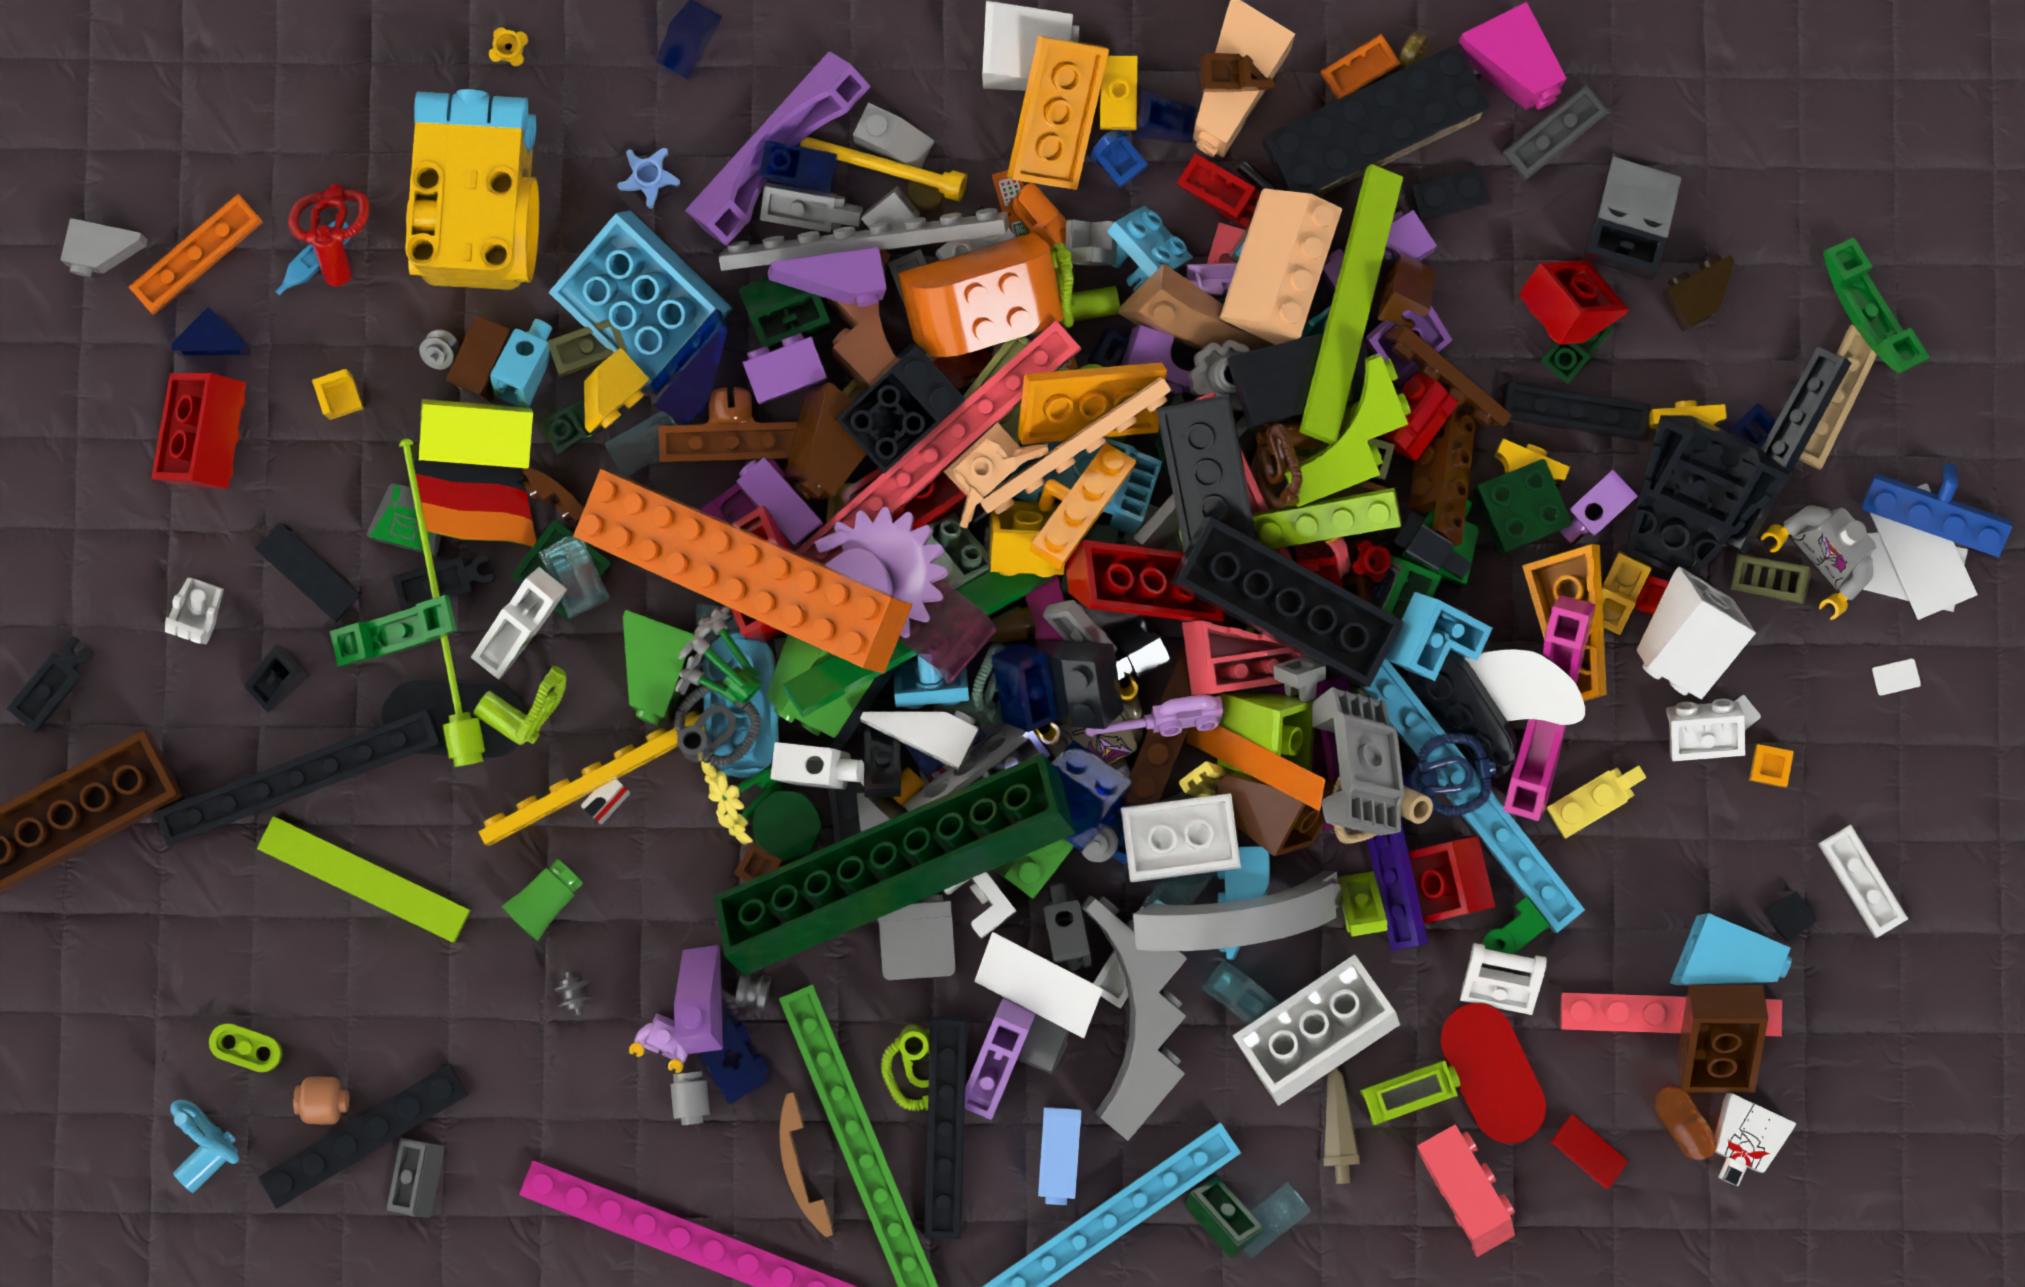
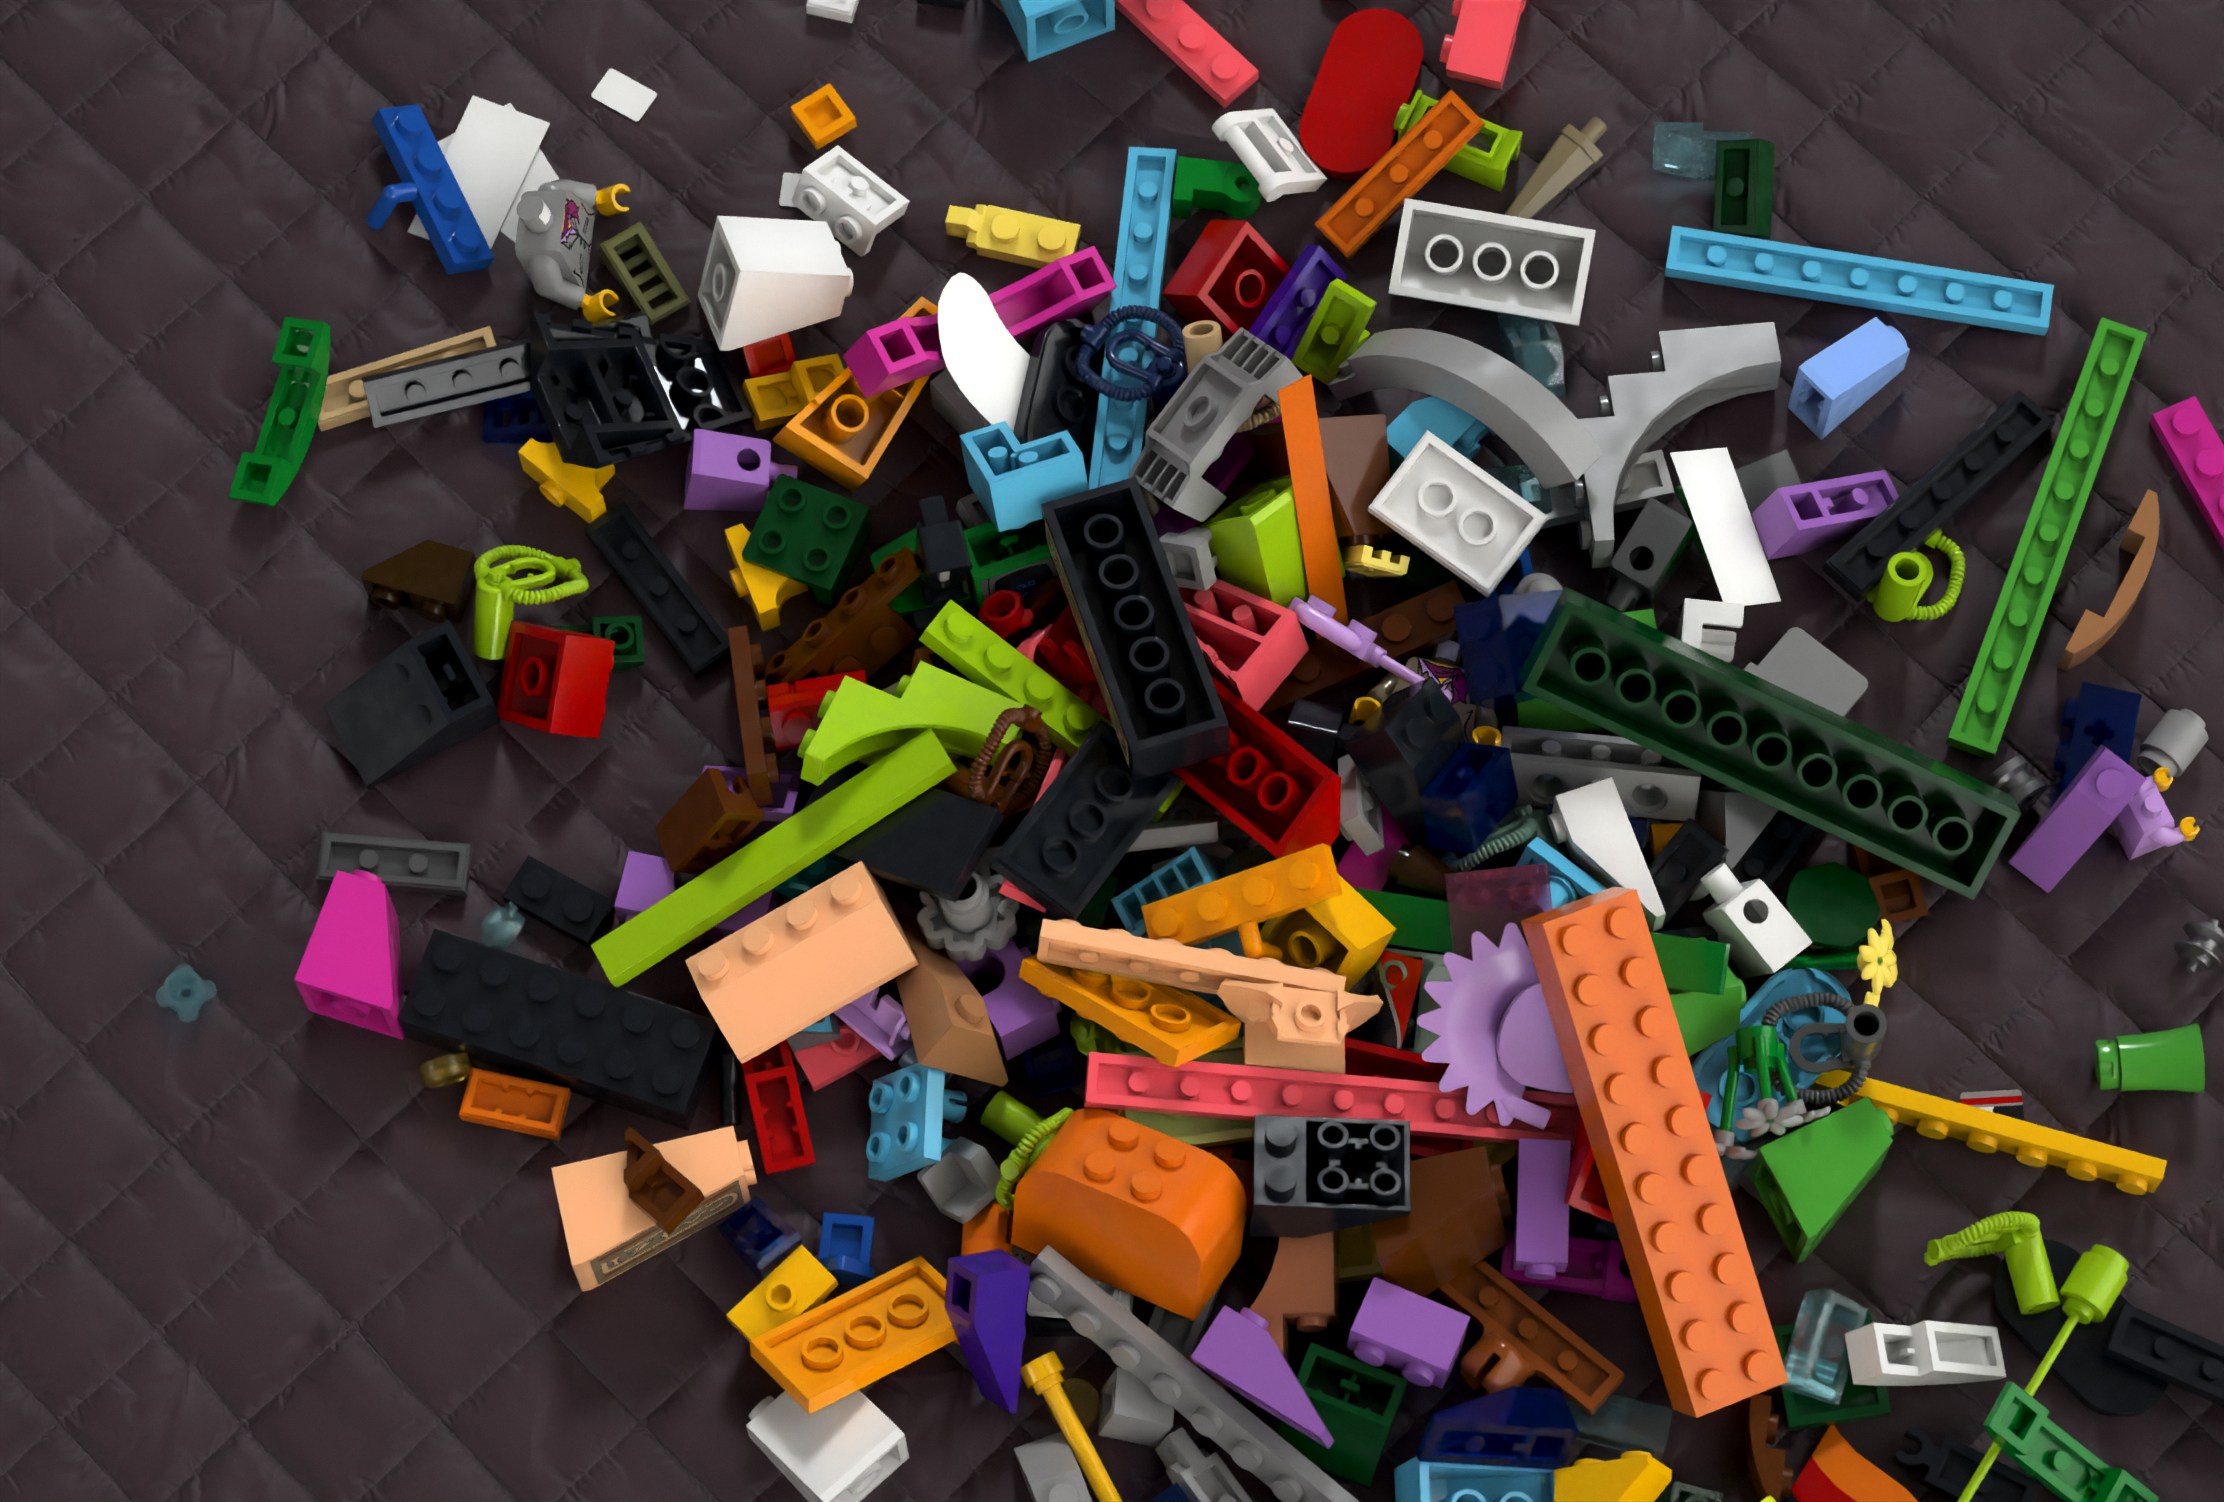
camera: 135 degrees left, 15 degrees down
(957, 538) = (1391, 1022): none -> sticker
(1006, 179) = (988, 1316): none -> dark purple slope
(1418, 1034) = (1399, 174): none -> orange tile
(1463, 150) = (502, 926): none -> clear light blue plate
(1646, 313) = (498, 593): none -> lime piece

